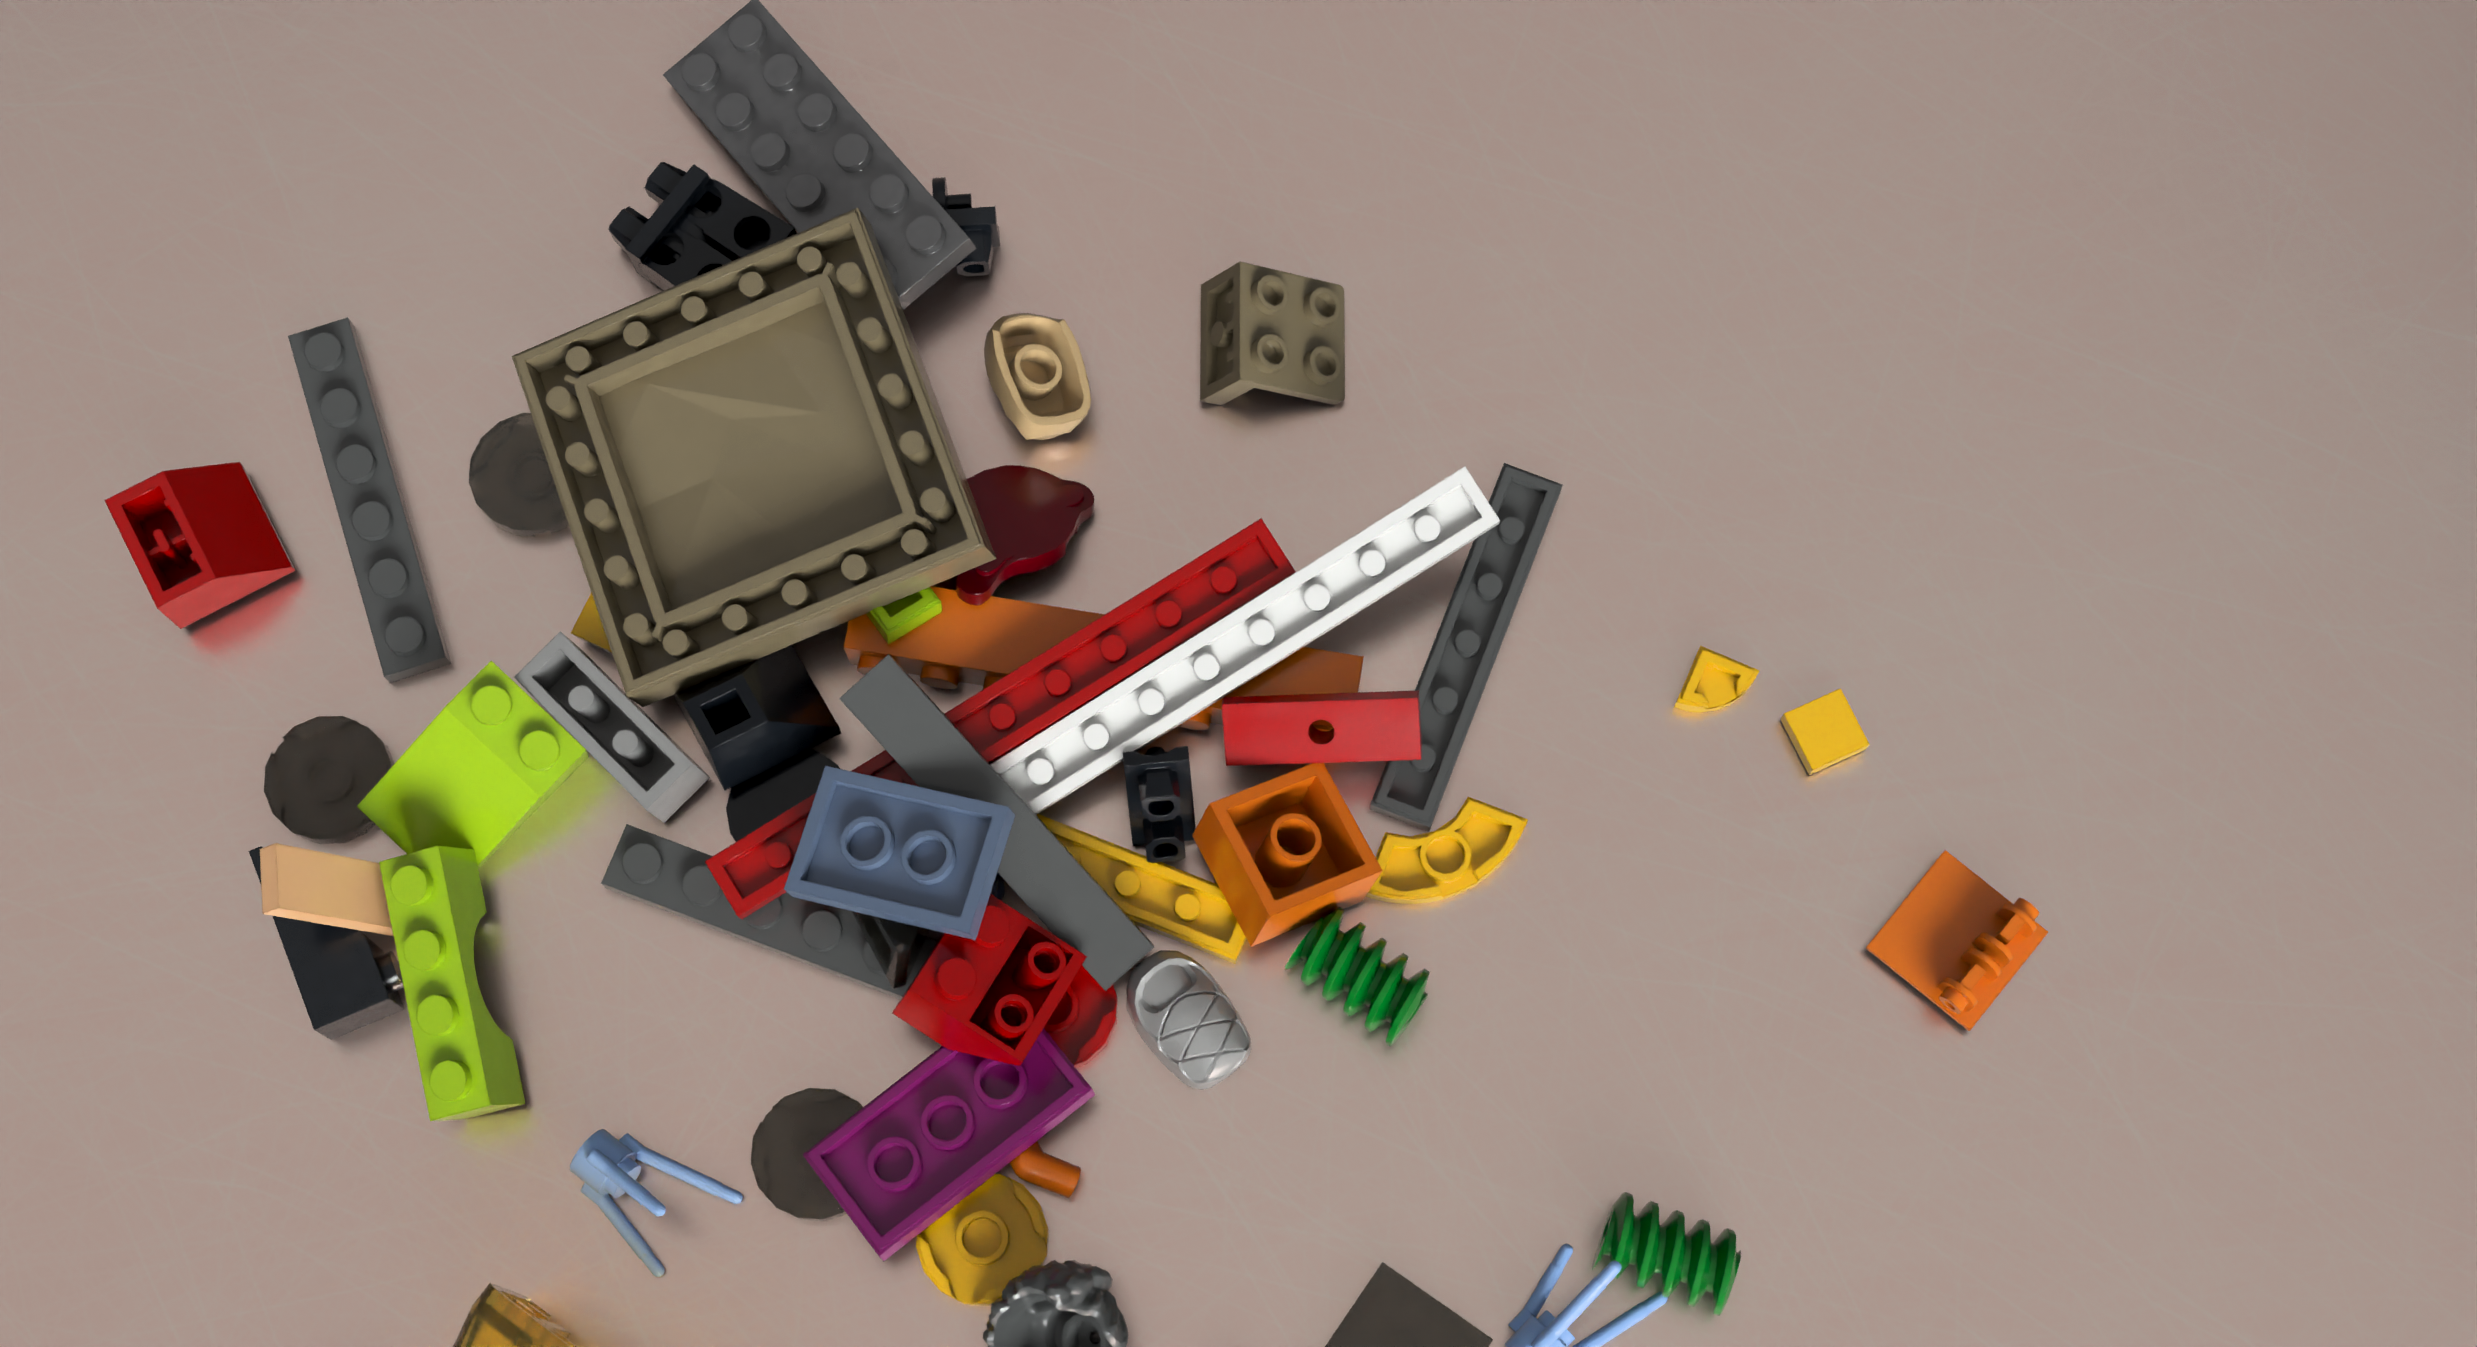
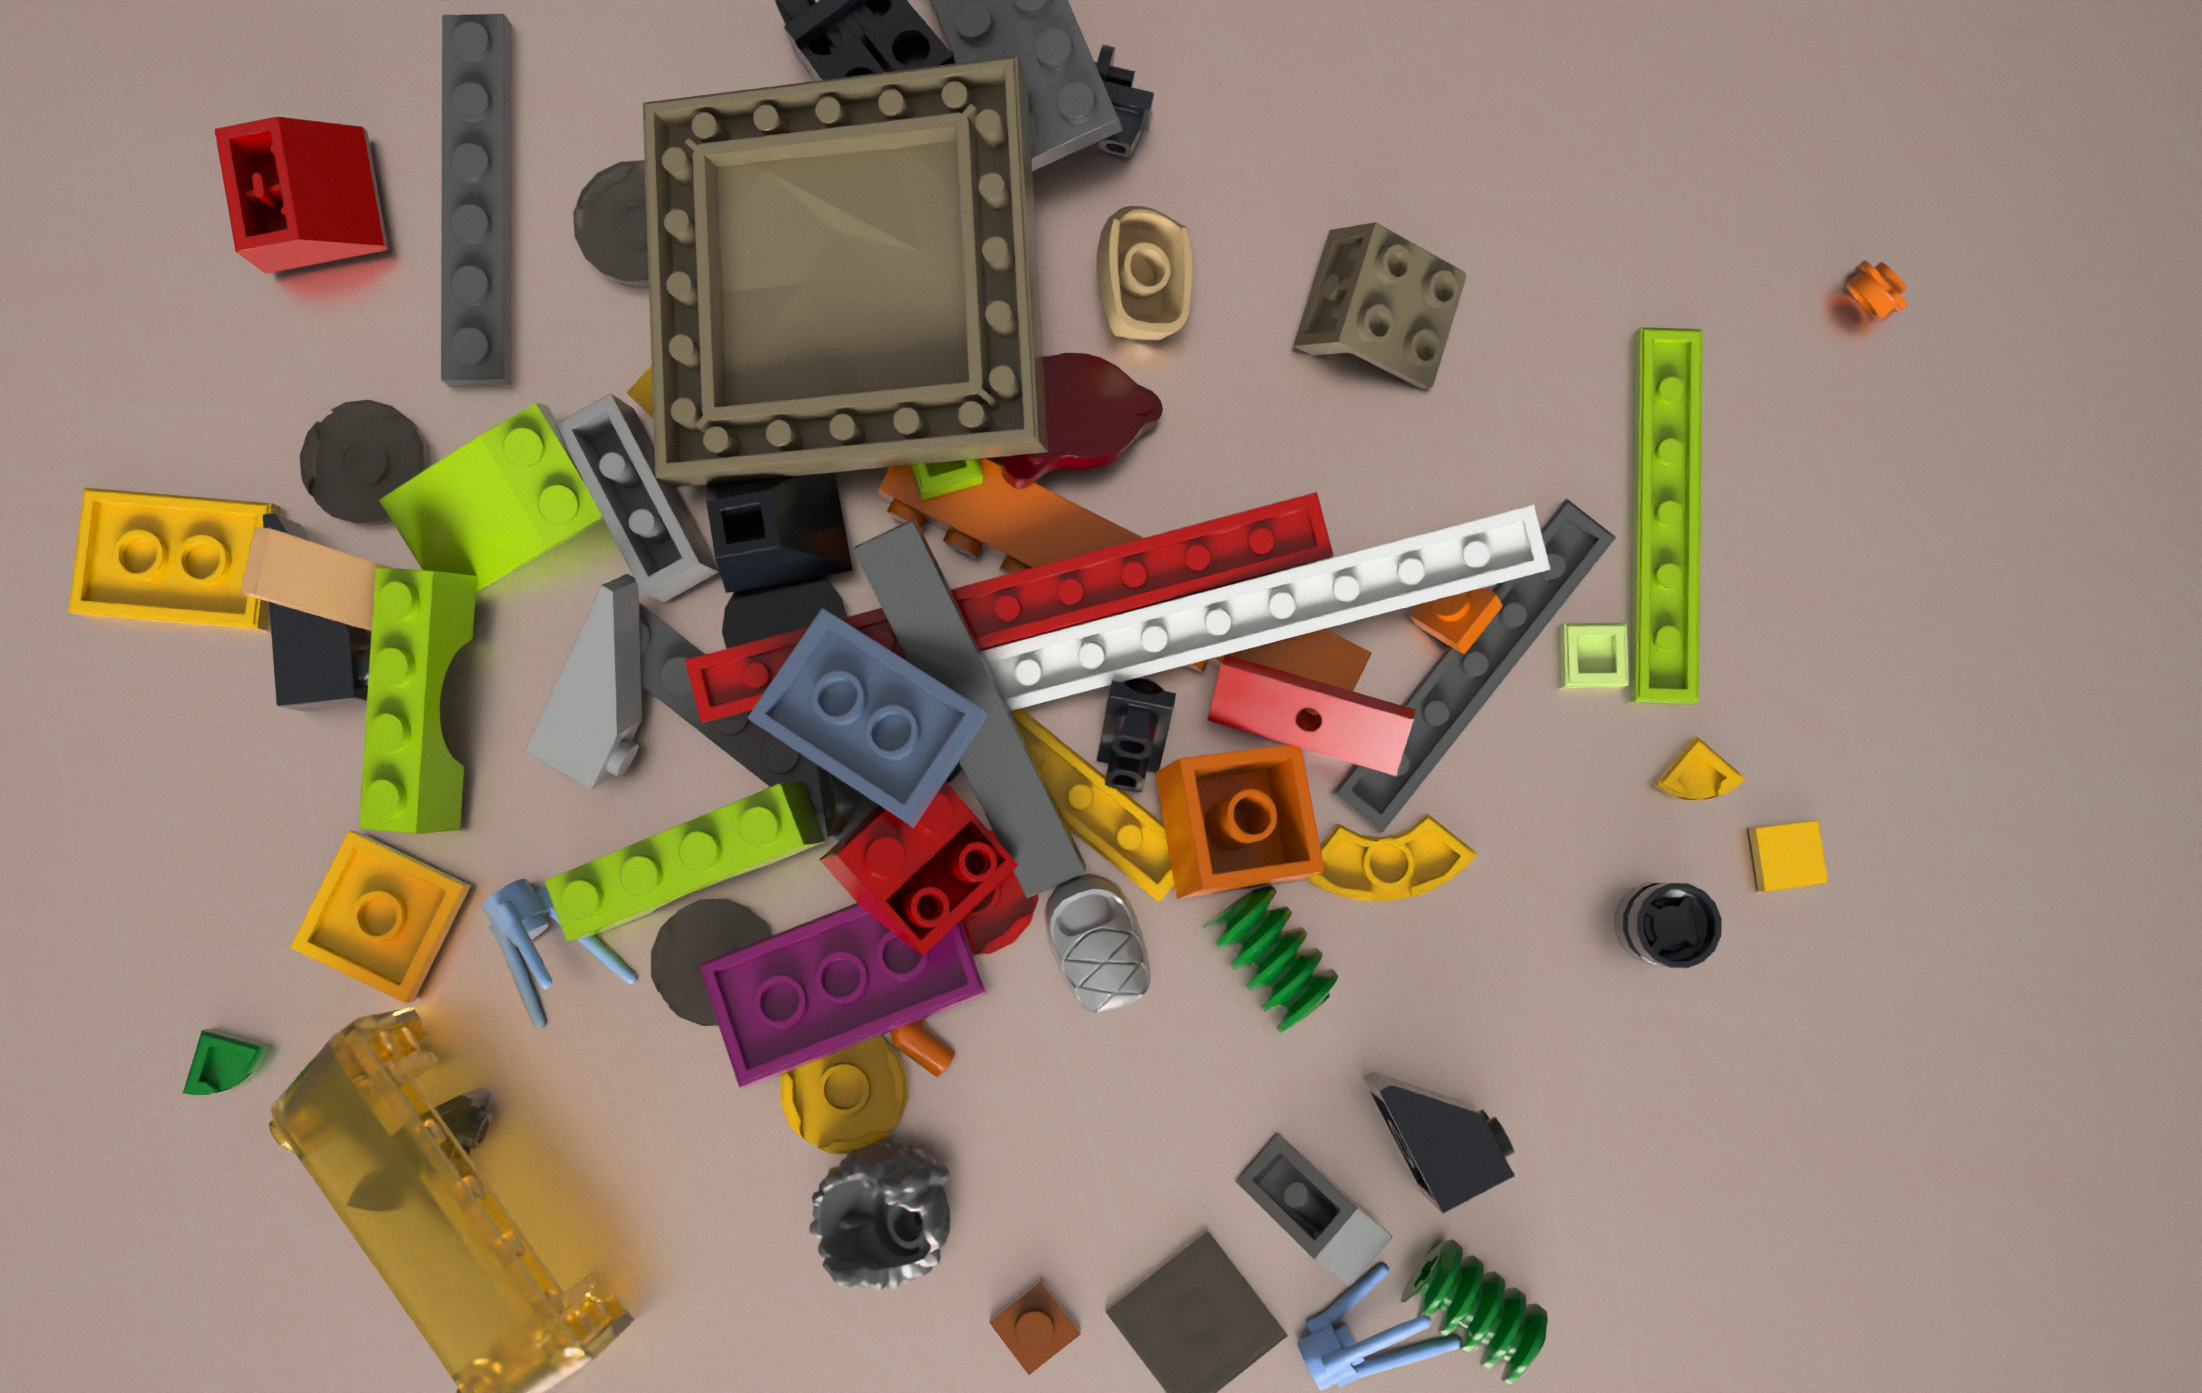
camera: 15 degrees right, 10 degrees up
(164, 929) = (166, 558): none -> yellow tile
(471, 1210) = (380, 916): none -> yellow plate
(627, 927) = (598, 695): none -> light grey slope
(790, 1026) = (684, 860): none -> lime arch
(1434, 599) = (1458, 617): none -> orange plate
(1480, 1207) = (1314, 1210): none -> light grey slope
(1572, 1090) = (1443, 1141): none -> black slope
(1578, 601) = (1593, 655): none -> yellowish green tile
(1605, 453) = (1666, 516): none -> lime tile
(1727, 826) = (1668, 924): none -> black wheel
(1731, 186) = (1877, 289): none -> orange plate
(1958, 939) = (1848, 1095): orange hinge -> none

